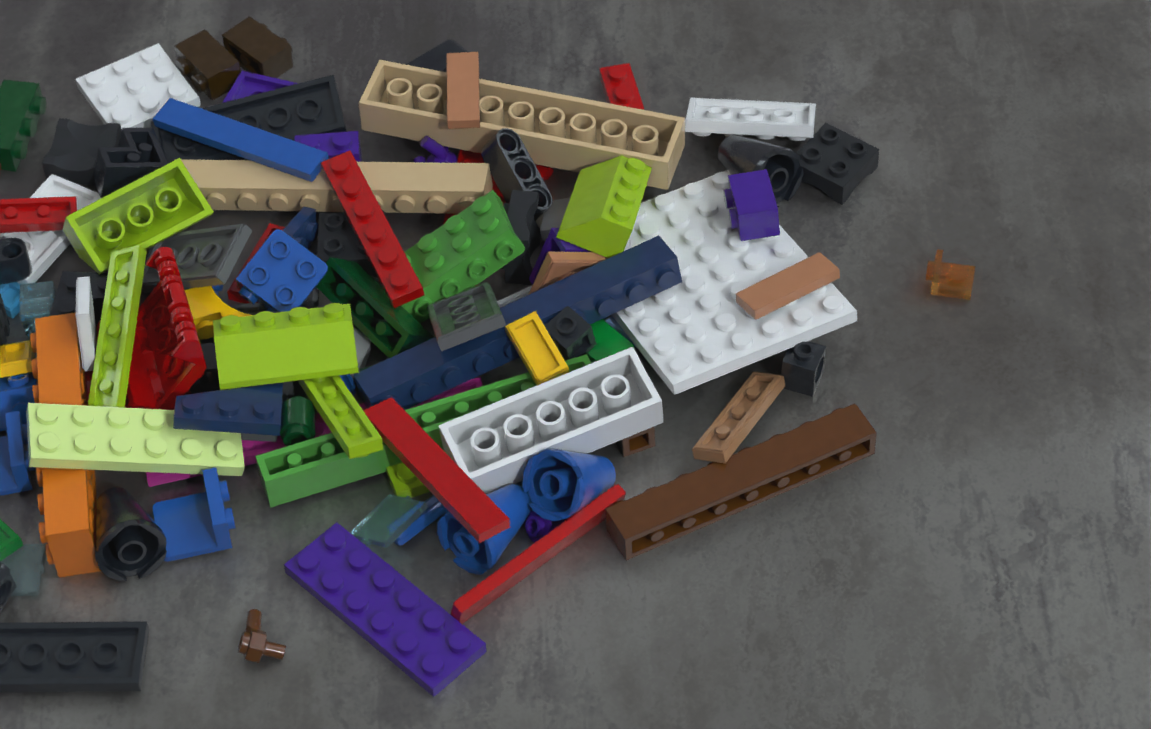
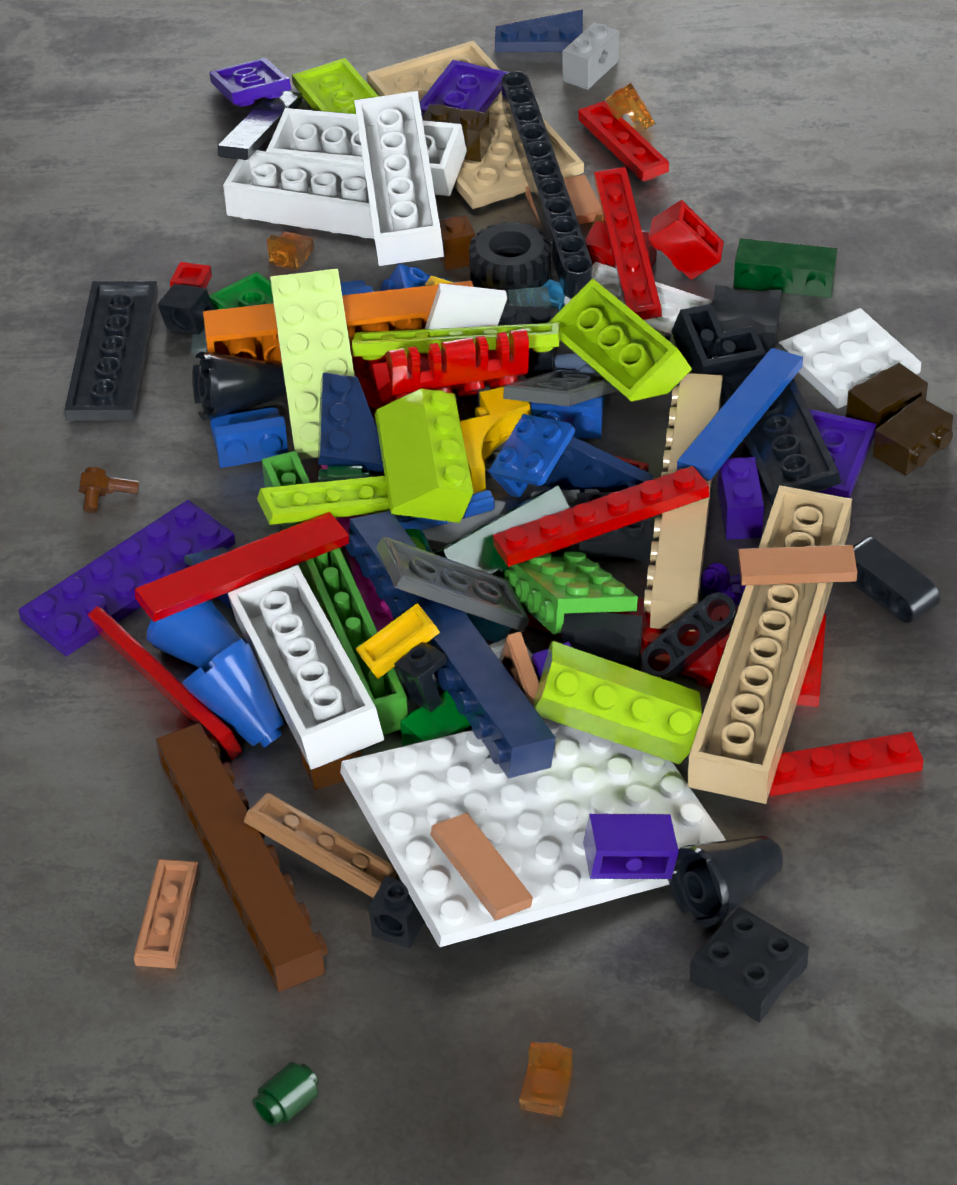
camera: 90 degrees right, 5 degrees down
(750, 117) = (818, 873): white plate -> none
(802, 532) = (166, 914): none -> nougat tile
(986, 428) = (286, 1094): none -> dark green brick

